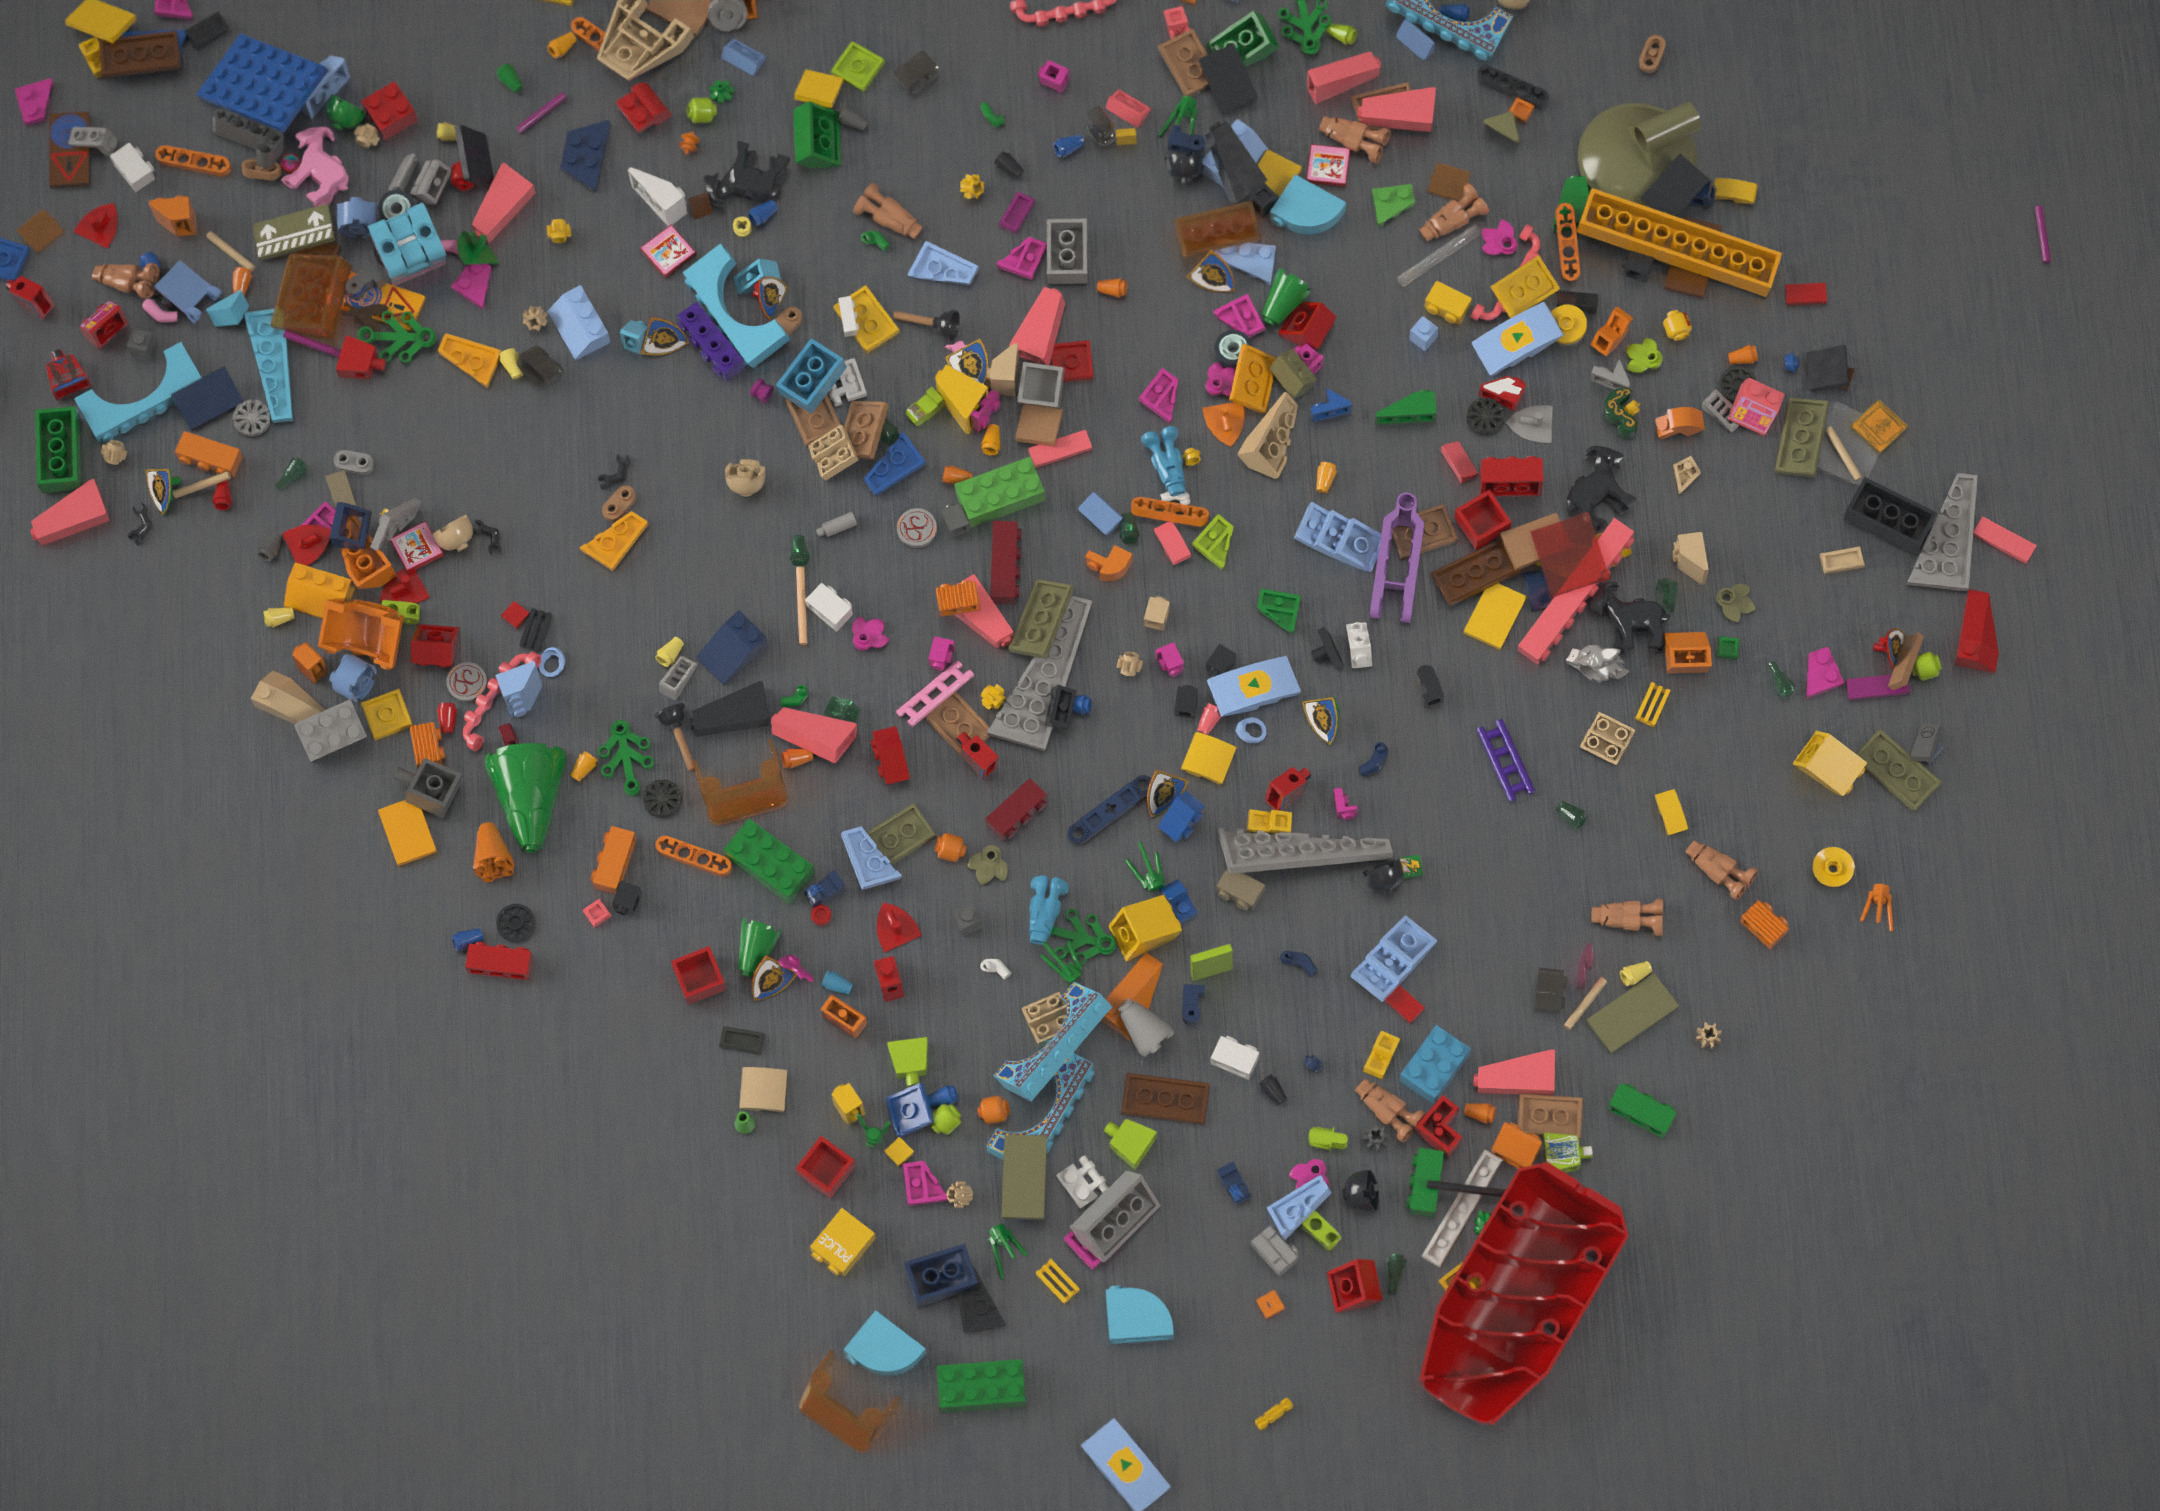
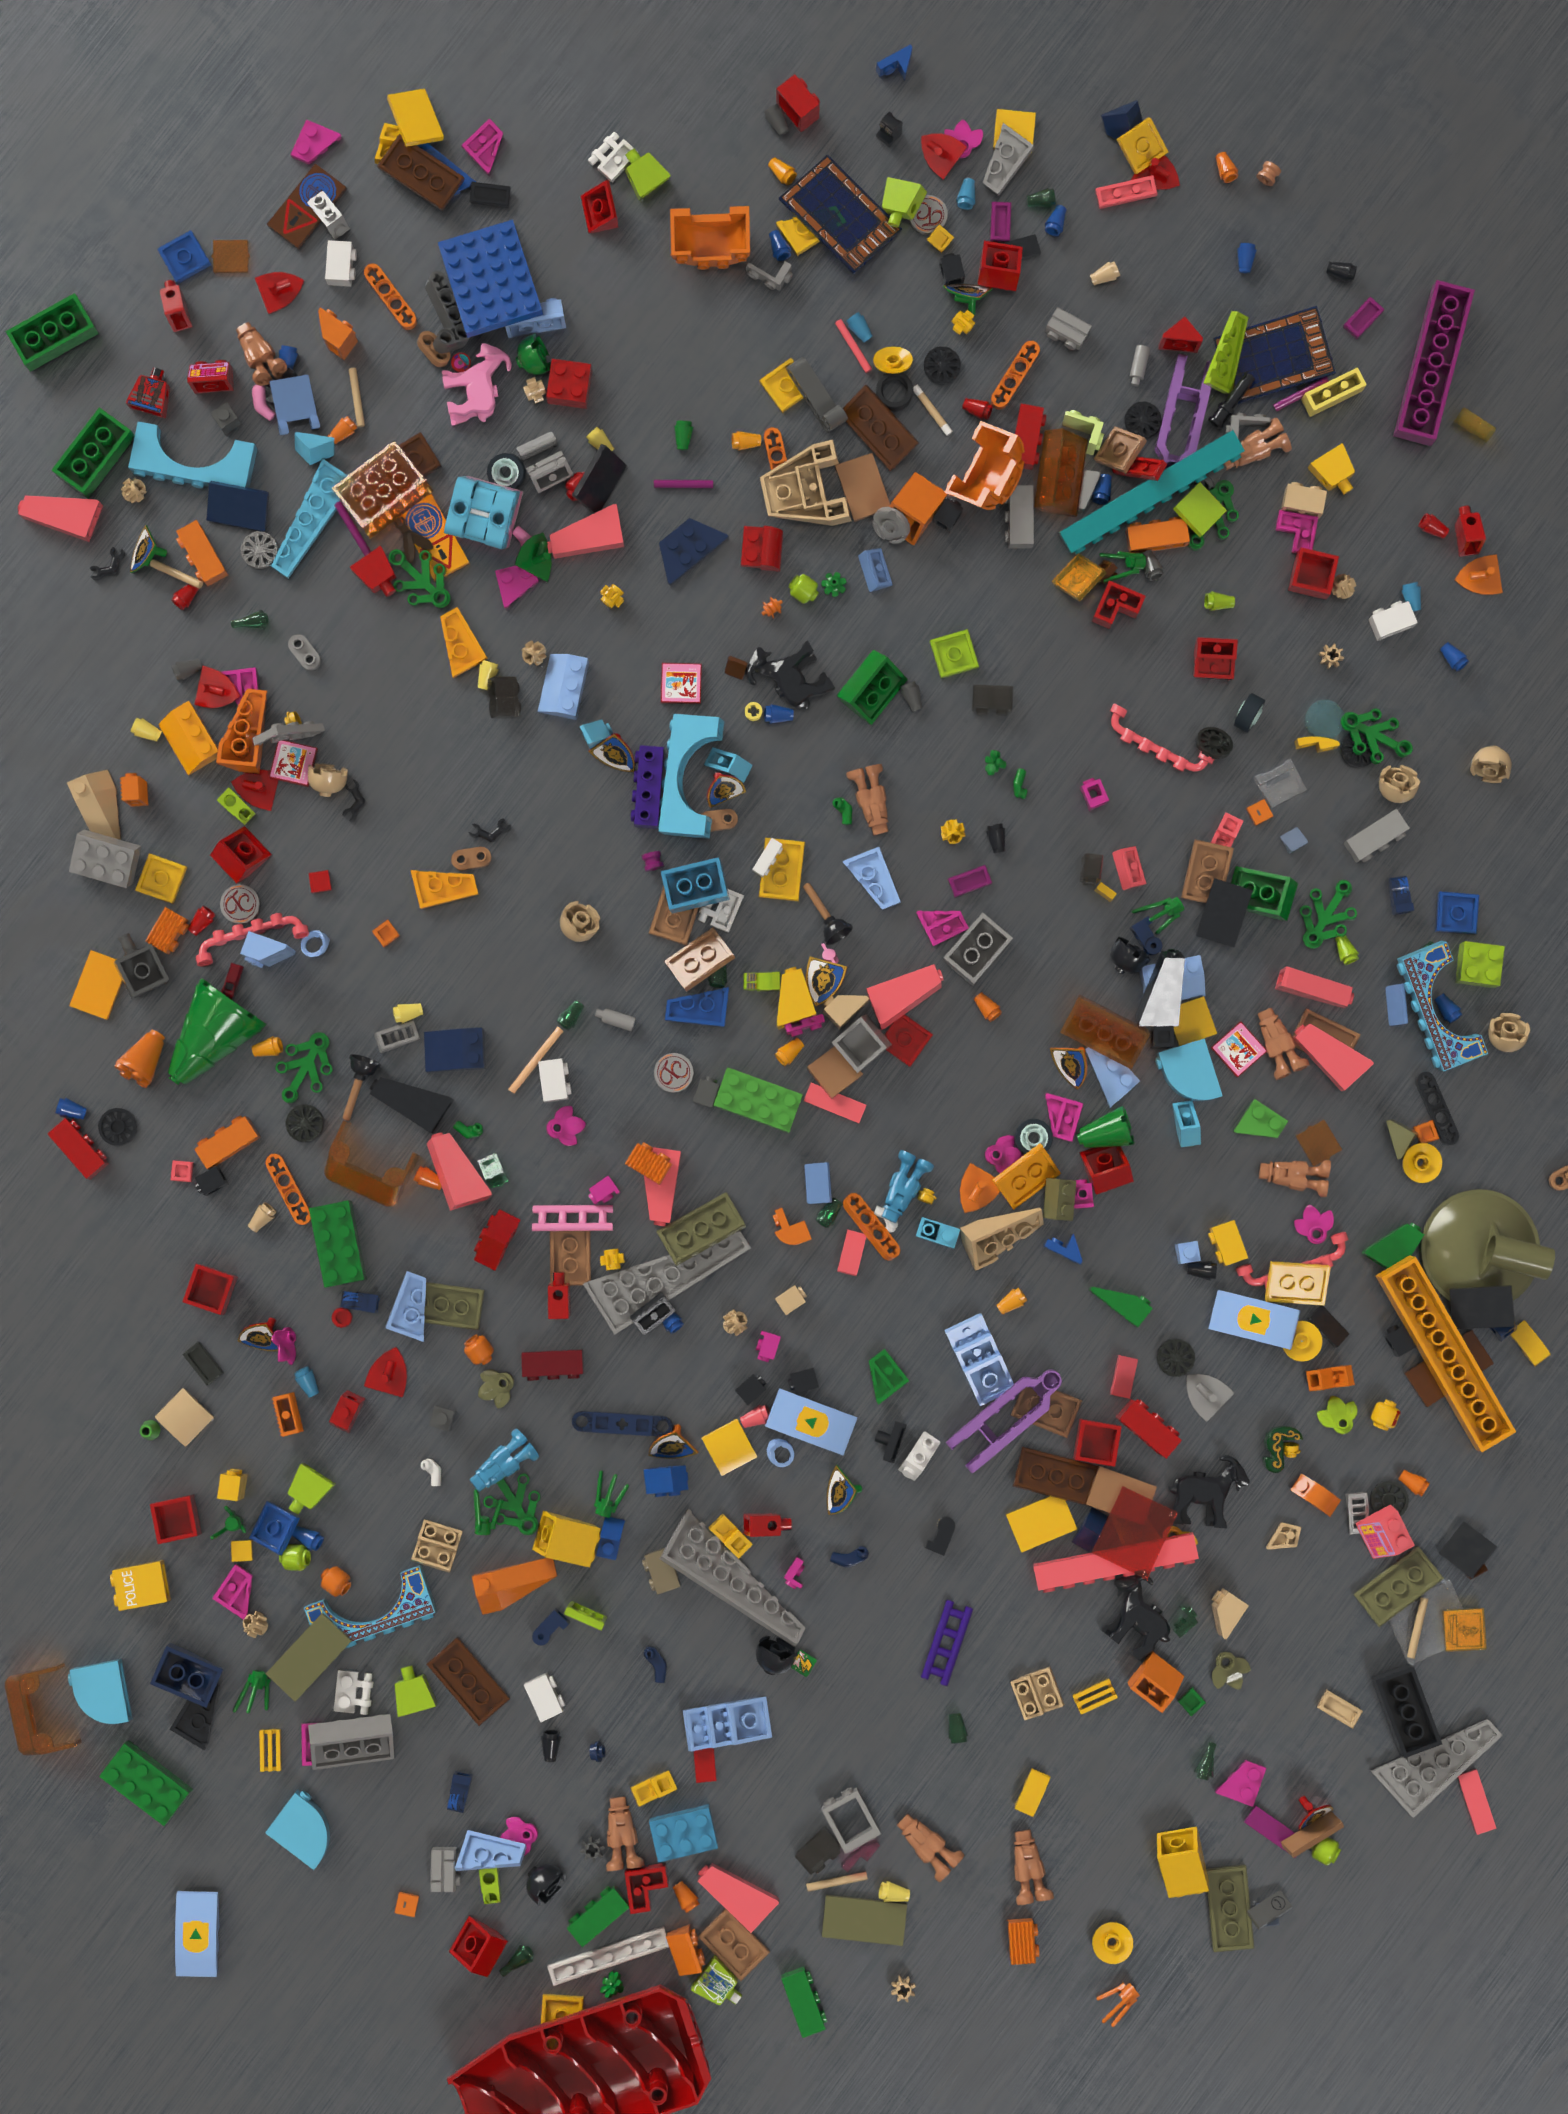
camera: 35 degrees right, 15 degrees up
(294, 232) = (415, 424): olive tile -> none
(340, 488) = (275, 668): dark tan tile -> none
(342, 512) = (243, 701): dark blue tile -> none
(353, 677) = (156, 830): medium blue brick -> none
(355, 217) = (468, 454): medium blue brick -> none
(362, 629) = (195, 799): orange cylinder -> none
(363, 282) = (430, 511): dark grey leg -> none
(539, 614) = (339, 897): black tile -> none
(601, 610) = (386, 933): none -> orange tile
(660, 195) = (711, 644): white slope -> none
(691, 890) = (262, 1216): none -> tan cone
(755, 943) = (272, 1301): green cone -> none
(818, 88) = (907, 648): yellow tile -> none
(833, 452) = (662, 959): tan slope -> none
(954, 475) = (737, 1057): orange cone -> none
(958, 115) = (994, 762): none -> green plant
(1004, 562) = (712, 1159): dark red brick -> none
(1030, 1075) = (458, 1573): medium azure arch -> none
(1067, 145) = (1055, 860): blue cone -> none
(1144, 1027) = (495, 1621): light grey cone -> none
(1160, 394) = (947, 1126): dark pink wing -> none
(1215, 541) = (884, 1279): lime wing -> none
(1225, 472) = (937, 1232): none -> medium azure slope
(1274, 1413) = (337, 1988): yellow axle -> none
(1327, 1138) = (556, 1818): lime arm -> none
(1339, 246) = (1187, 1124): none -> medium azure slope
(1438, 255) = (1255, 1196): clear axle -> none
(1447, 337) = (1204, 1270): none -> black cone
(1462, 1188) = (625, 1954): black bar -> none
(1505, 390) = (1207, 1353): slope -> none
(1538, 123) = (1431, 1162): none -> yellow dish
(1544, 962) = (861, 1837): none -> light grey window
(1564, 242) = (1364, 1277): orange beam -> none
(1597, 662) = (1082, 1634): light grey piece -> none
(1613, 380) = (1300, 1418): light grey slope -> none
(1791, 362) = (1445, 1520): blue plate -> none
(1805, 294) = (1507, 1473): red tile -> none
(1977, 638) = (1385, 1859): red wedge -> none

